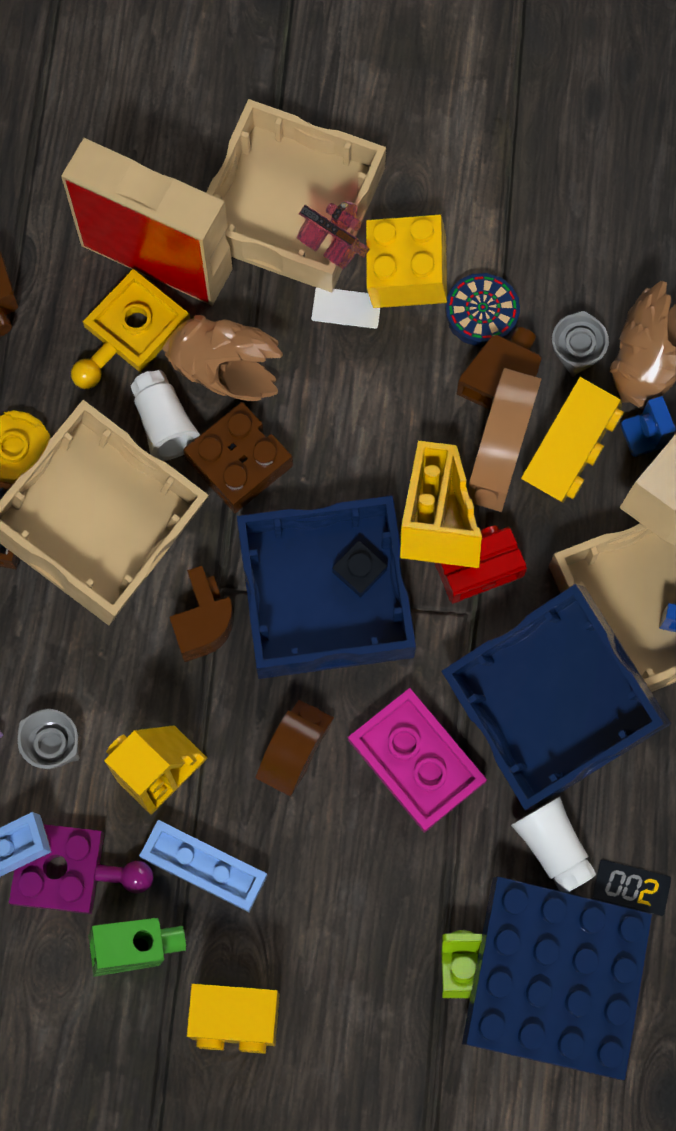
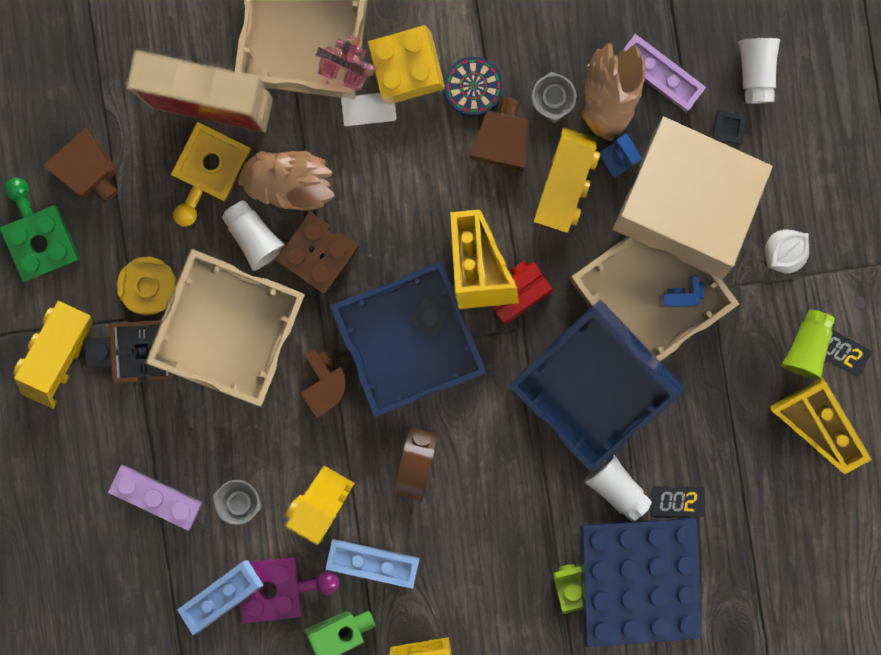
camera: 10 degrees left, 15 degrees up
(417, 760) = (505, 450): dark pink plate -> none
(502, 439) = (514, 195): medium nougat arch -> none

